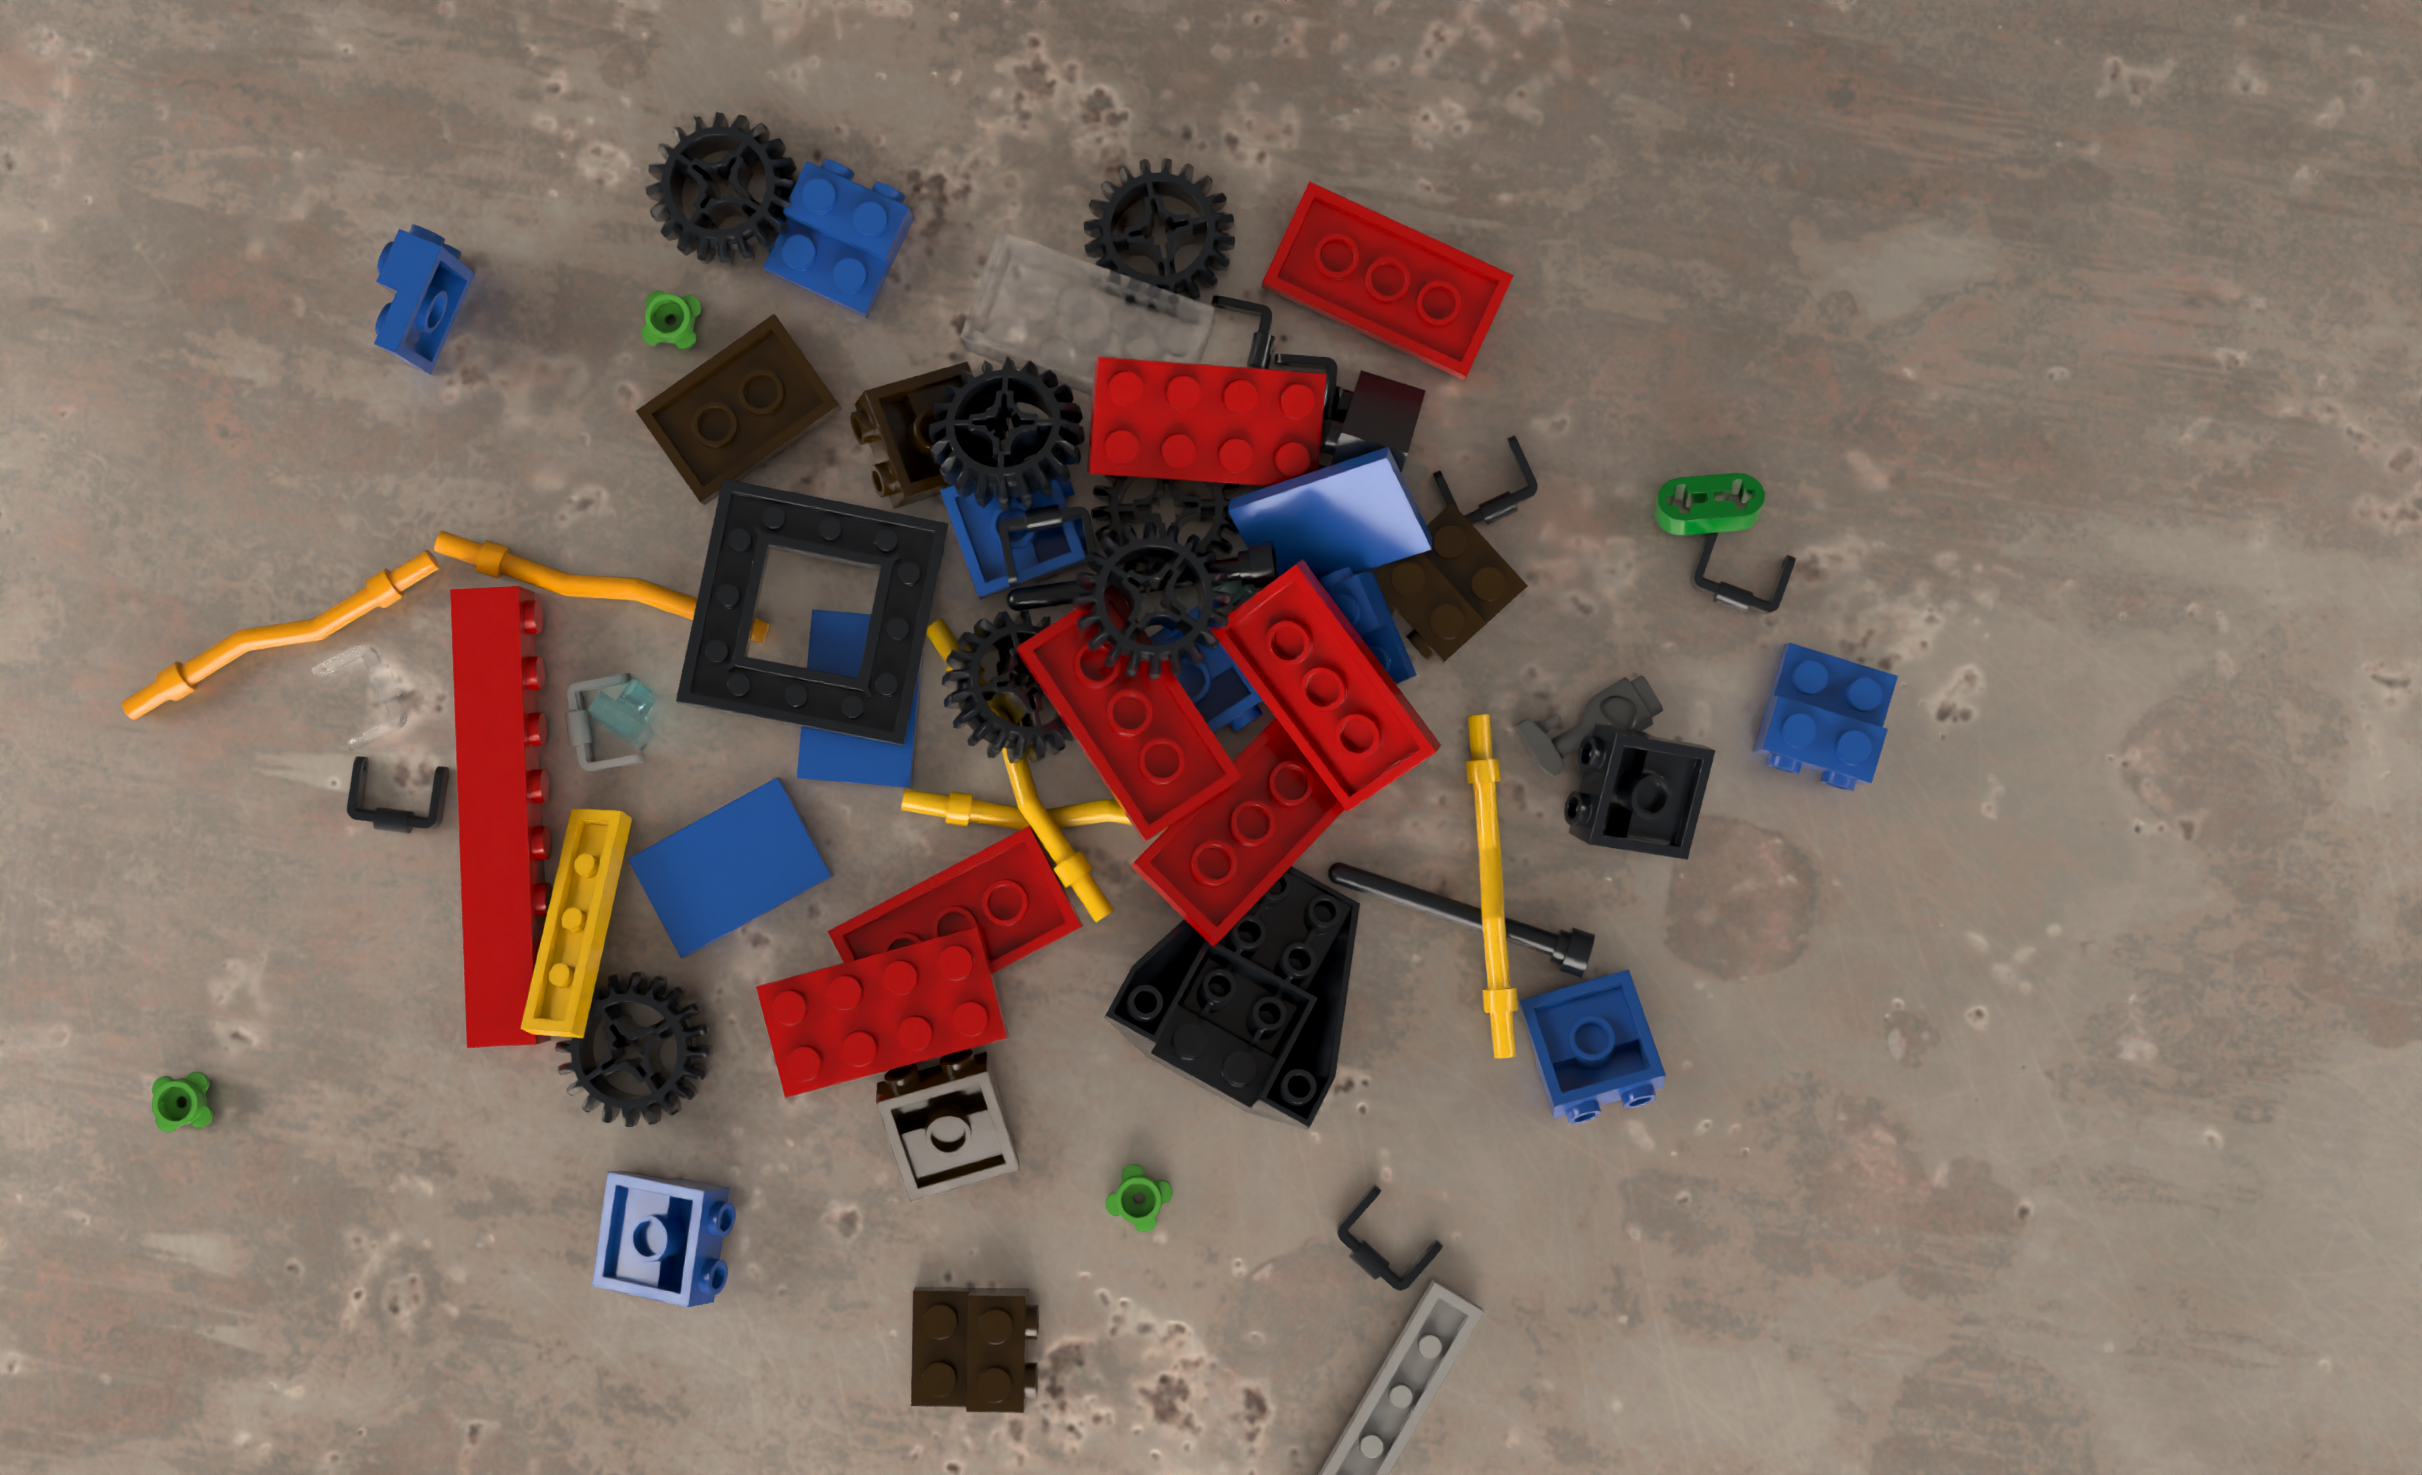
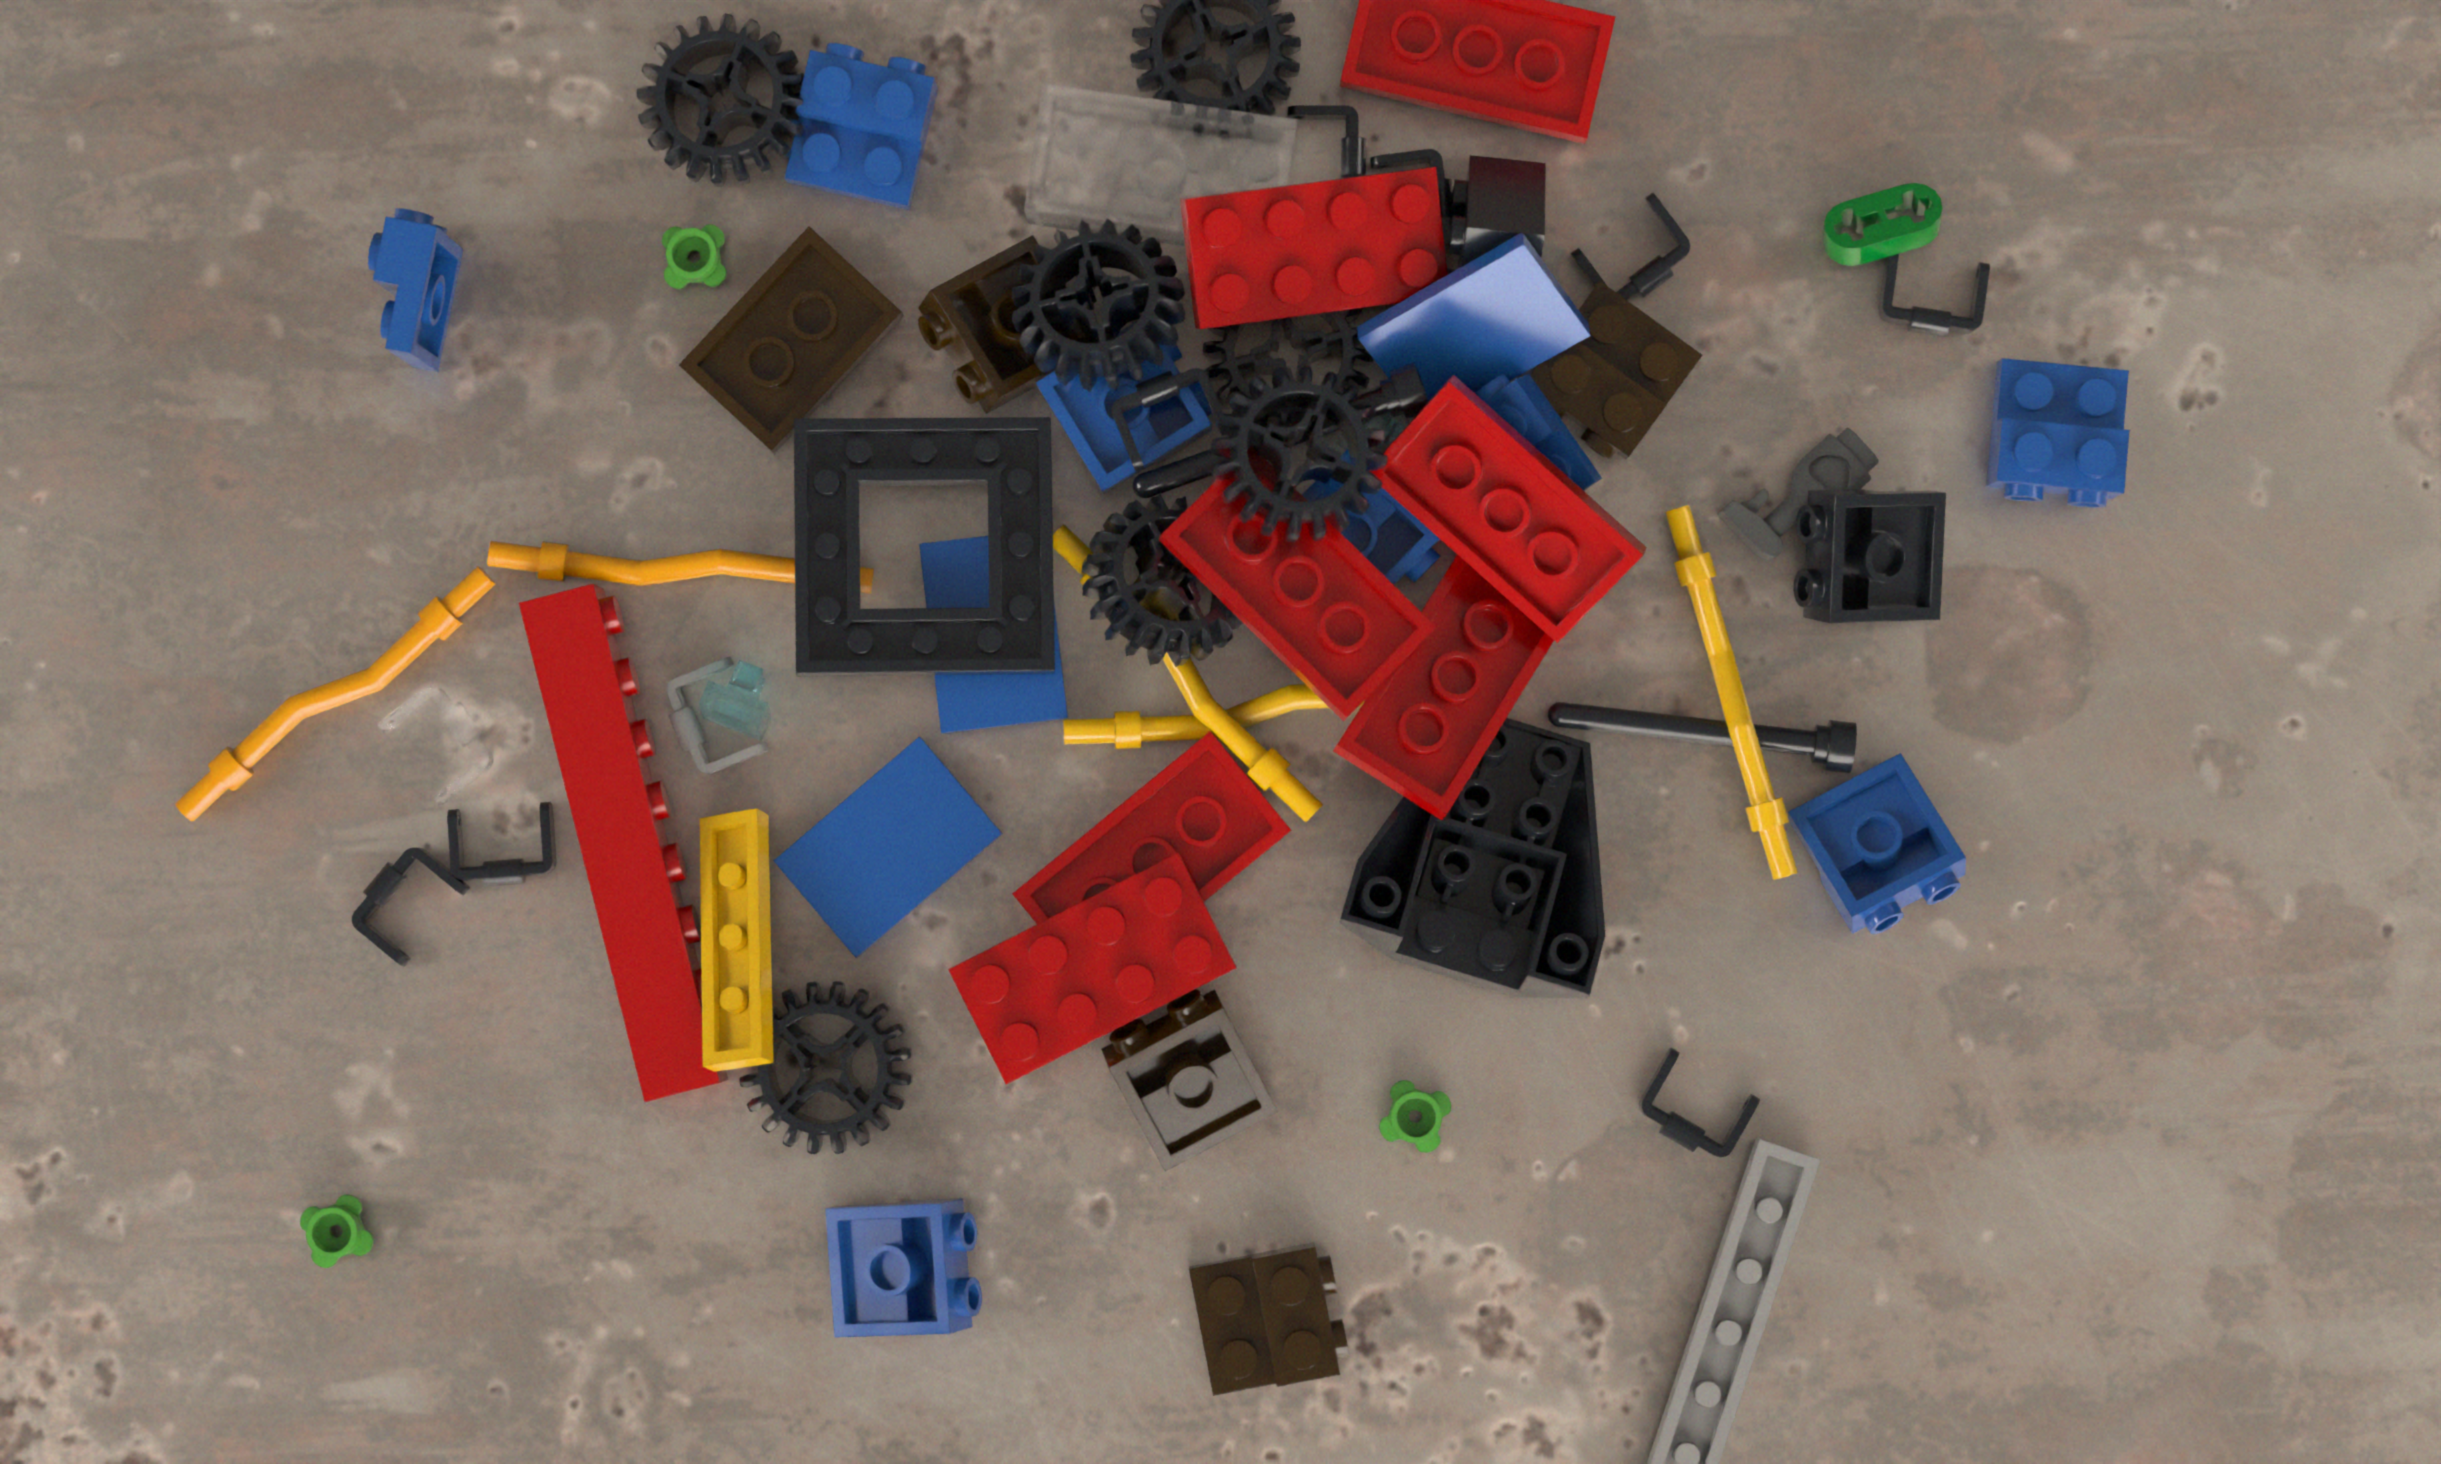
camera: 15 degrees left, 0 degrees up
(288, 811) = (386, 885): none -> black piece

